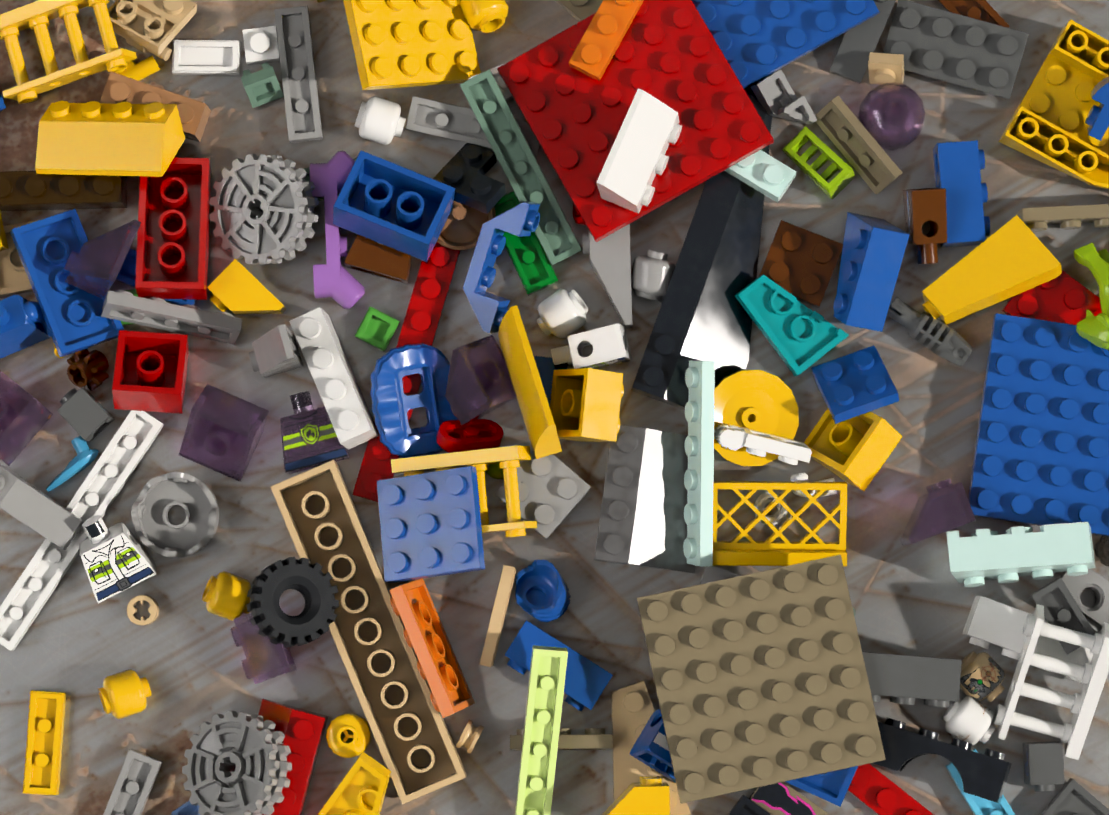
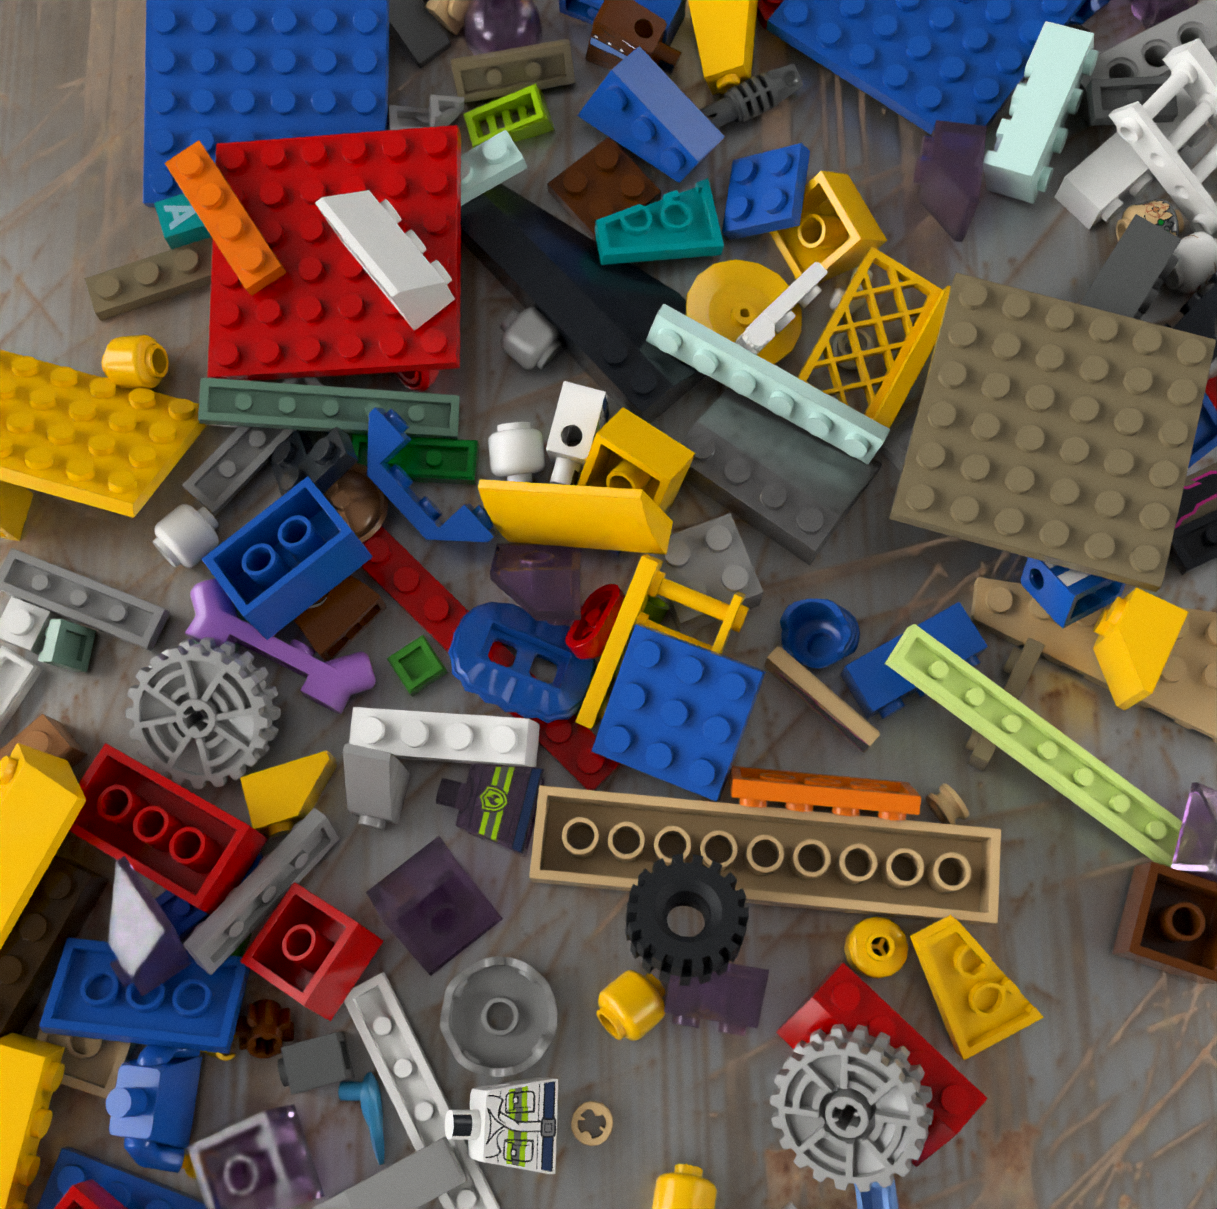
camera: 55 degrees left, 10 degrees down
(612, 266) = (499, 374): light grey slope -> none

